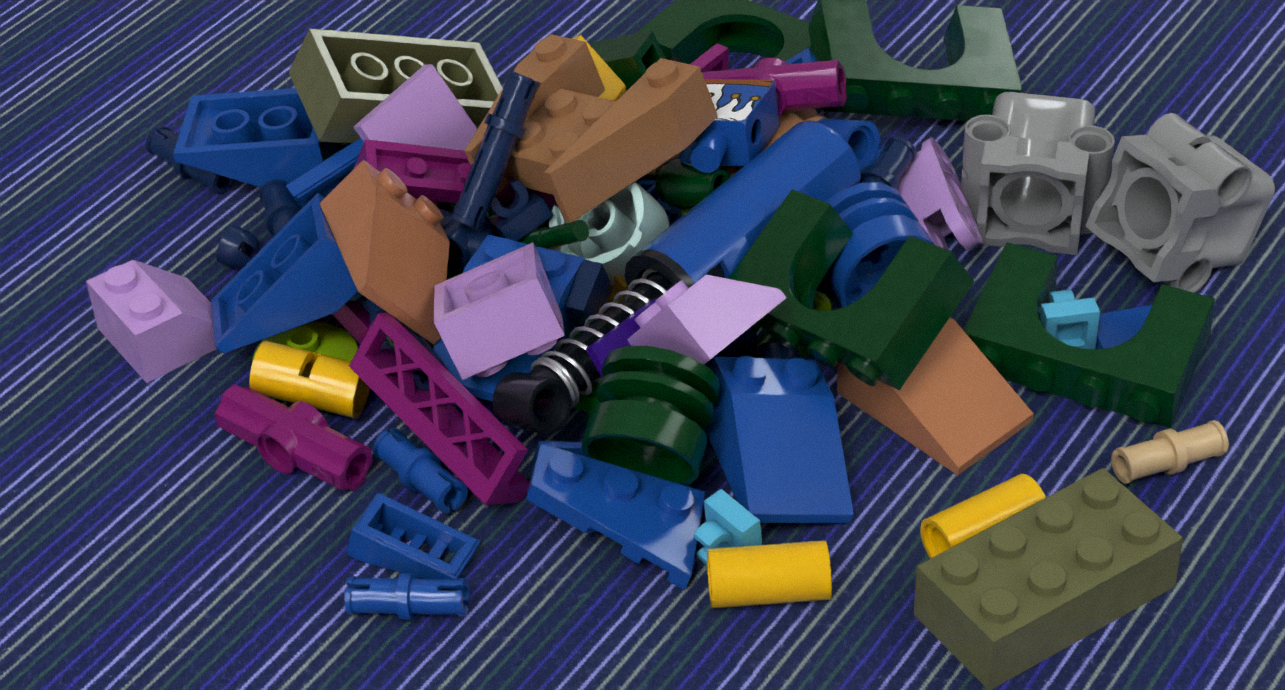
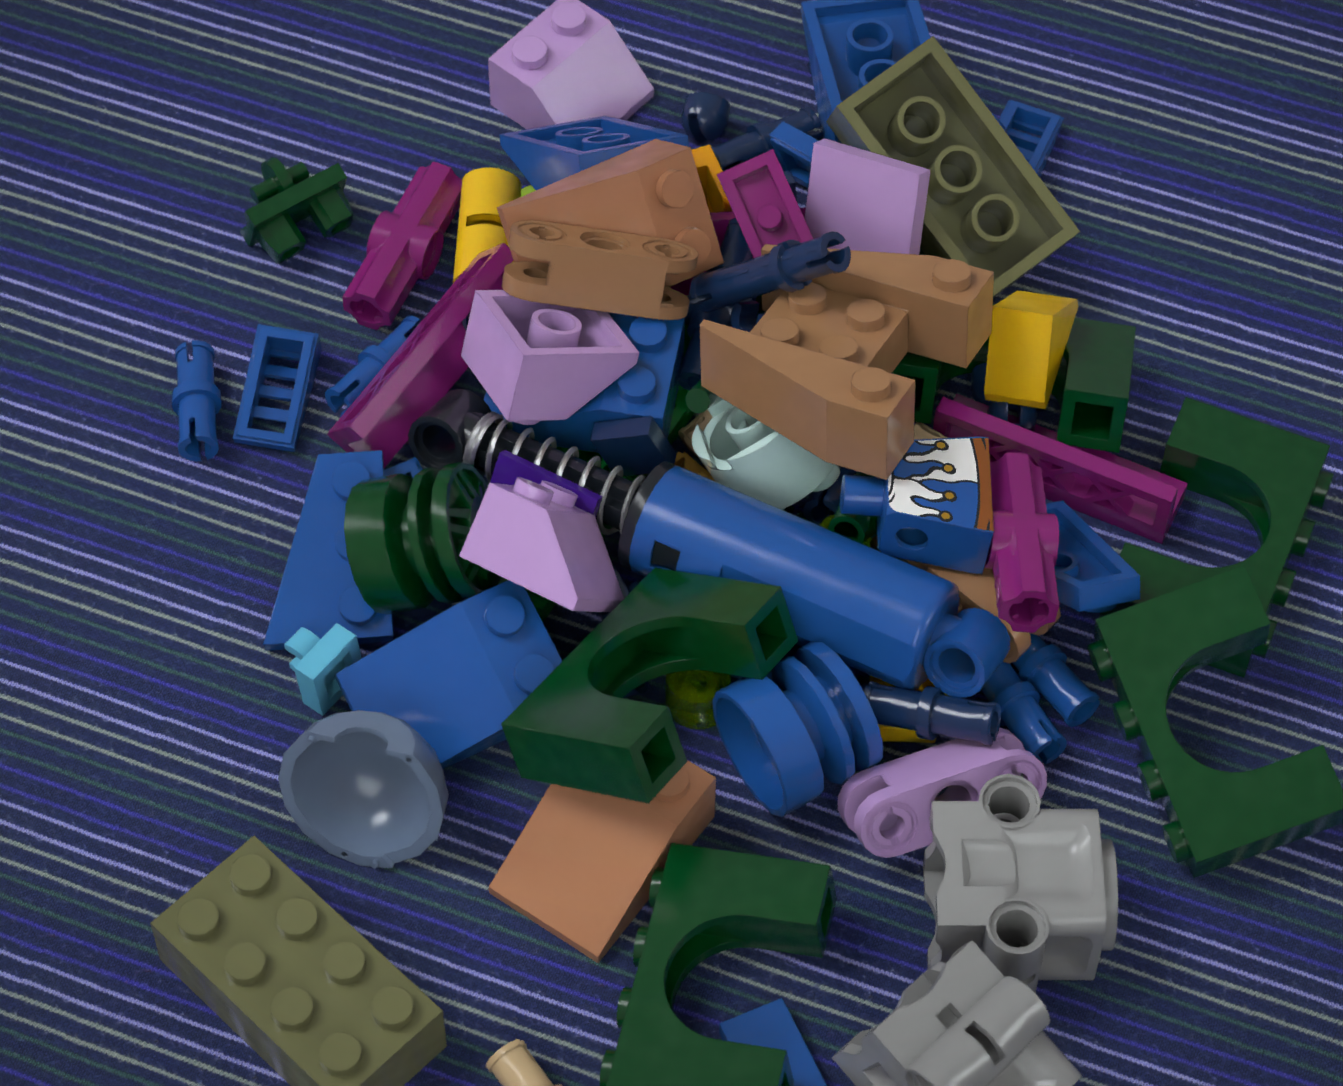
camera: 75 degrees right, 15 degrees up
(218, 504) = (289, 198): none -> dark green hips
(440, 253) = (598, 269): none -> medium nougat piece
(769, 574) = (263, 706): yellow pin -> none
(875, 494) = (365, 788): none -> sand blue cylinder
(978, 513) = (382, 913): yellow pin -> none
(1071, 319) = (751, 970): medium azure tile -> none

